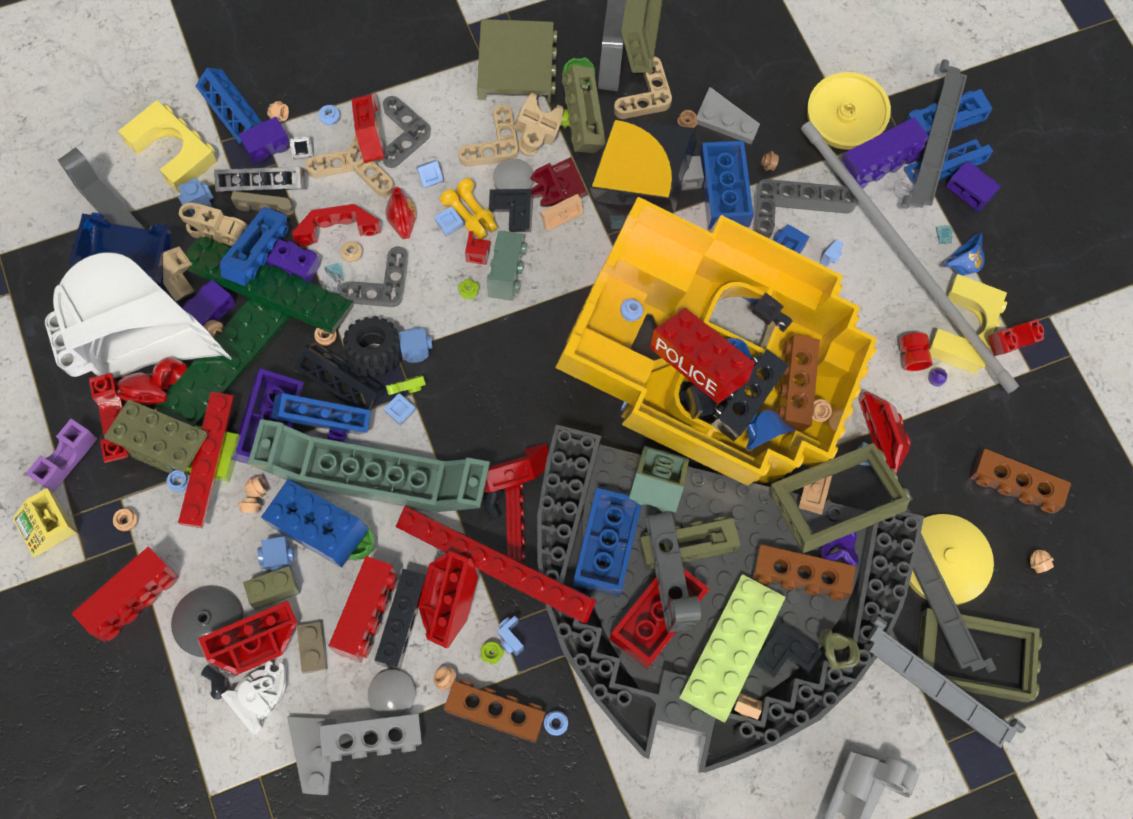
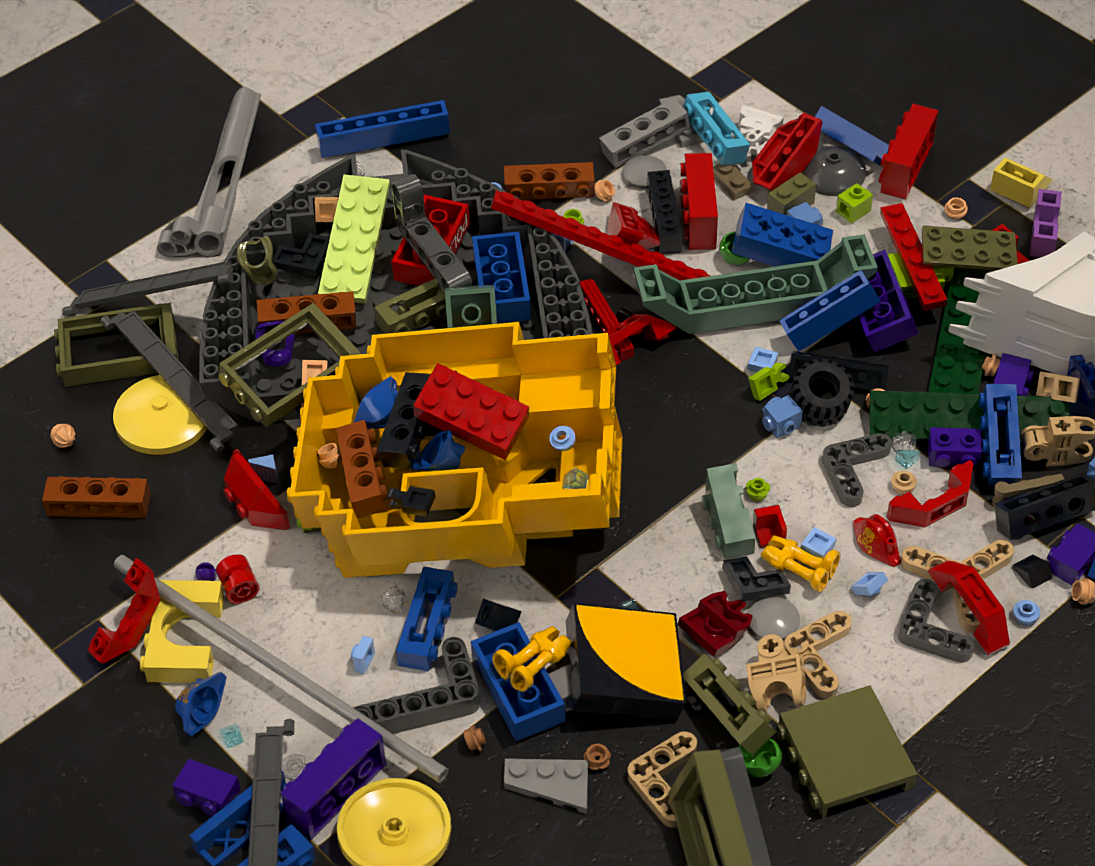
camera: 165 degrees right, 20 degrees down
(167, 650) = (852, 136): none -> blue fence
(214, 560) = (854, 203): none -> lime brick
(303, 672) = (716, 129): none -> medium azure brick
(562, 212) = (690, 600): light nougat plate -> none
(652, 217) = (575, 479): none -> clear light blue piece
(697, 181) = (542, 643): none -> yellow piece

